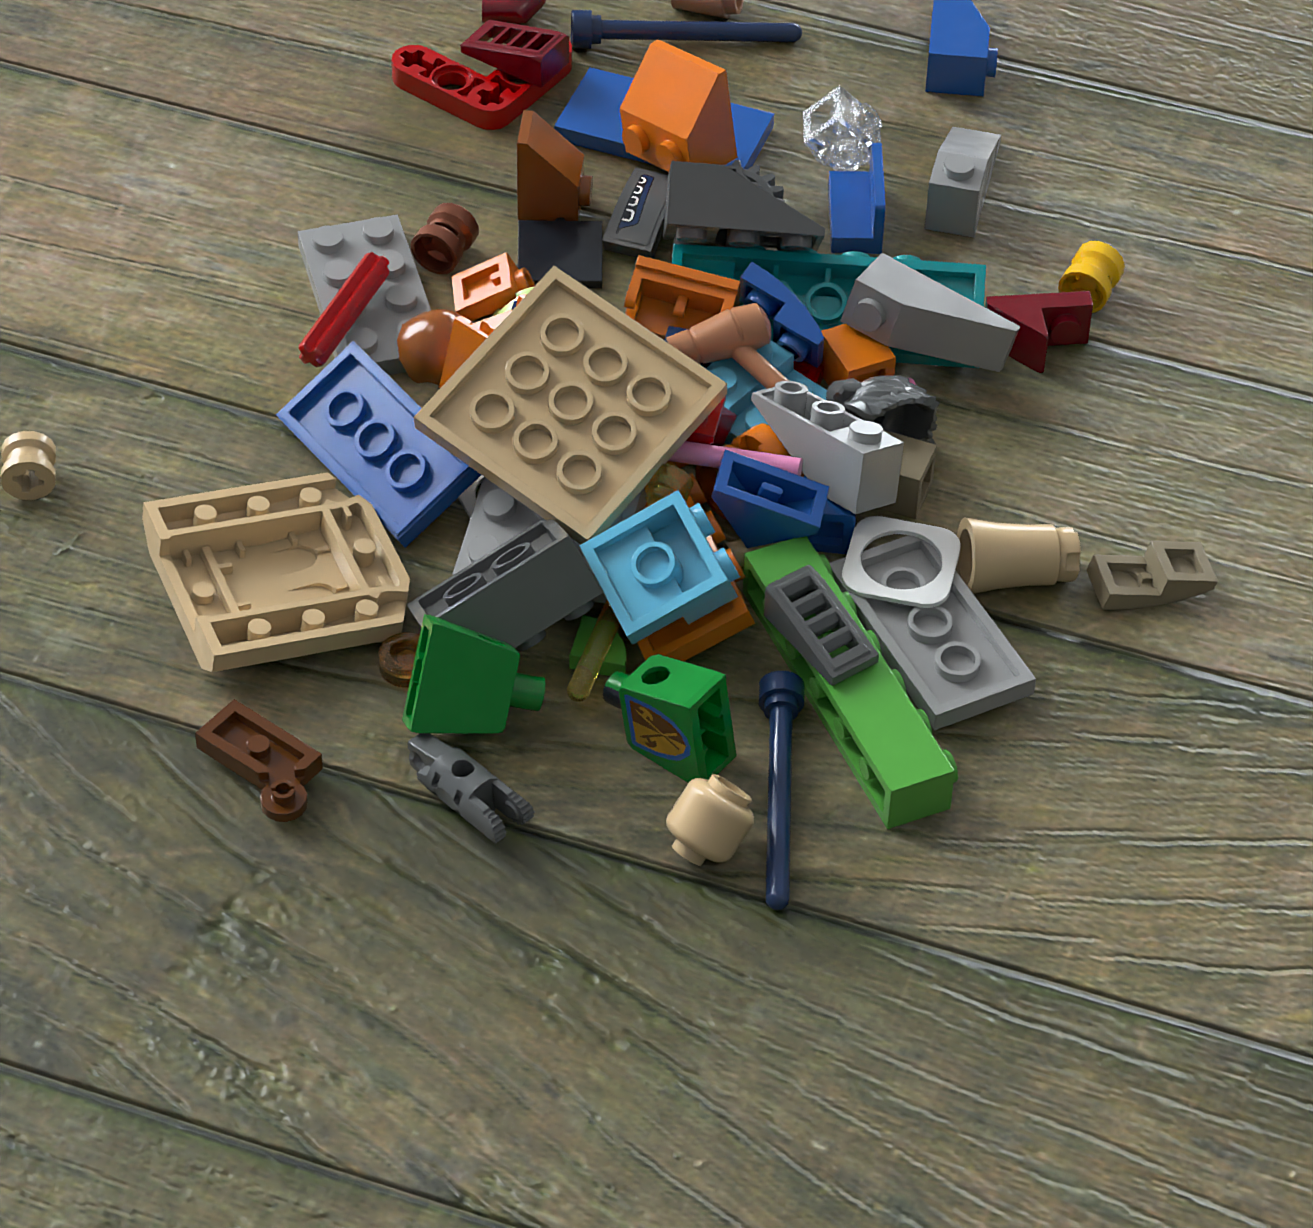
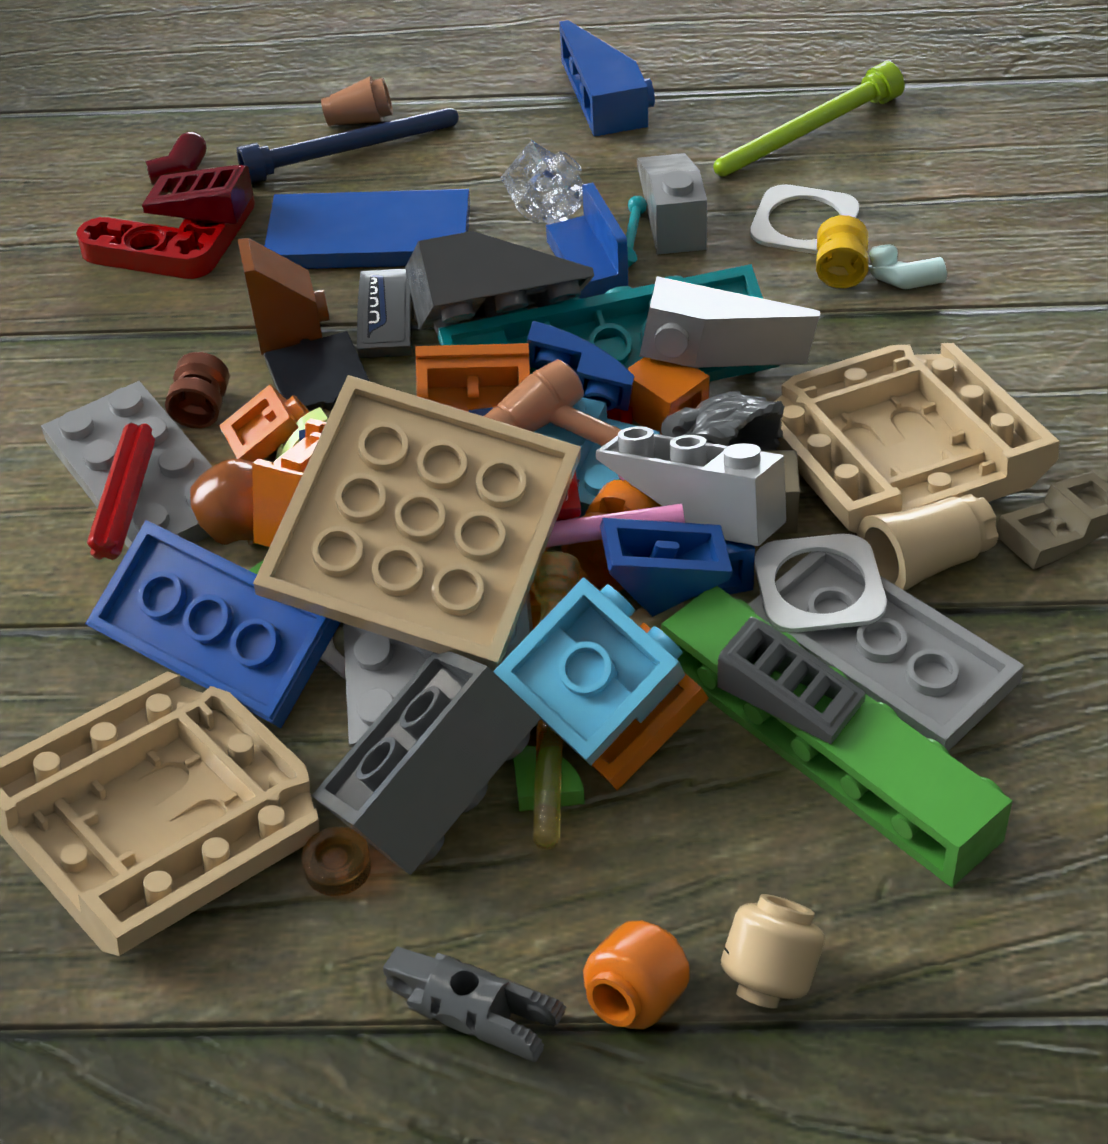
camera: 15 degrees left, 0 degrees up
(263, 757) = (216, 1043): reddish brown hinge -> none
(465, 682) = (423, 874): green torso -> none
(598, 806) = (636, 975): none -> orange head
(676, 715) = (673, 834): green torso -> none
(678, 110) = (386, 201): orange slope -> none
(781, 701) = (770, 775): dark blue piece -> none
(893, 220) = (637, 206): none -> teal hinge
(1036, 232) = (766, 235): none -> white piece
(1044, 322) = (838, 297): dark red slope -> none
(1051, 457) = (909, 432): none -> tan wedge
(1140, 314) = (902, 274): none -> light aqua arm
(1229, 118) = (880, 85): none -> lime piece

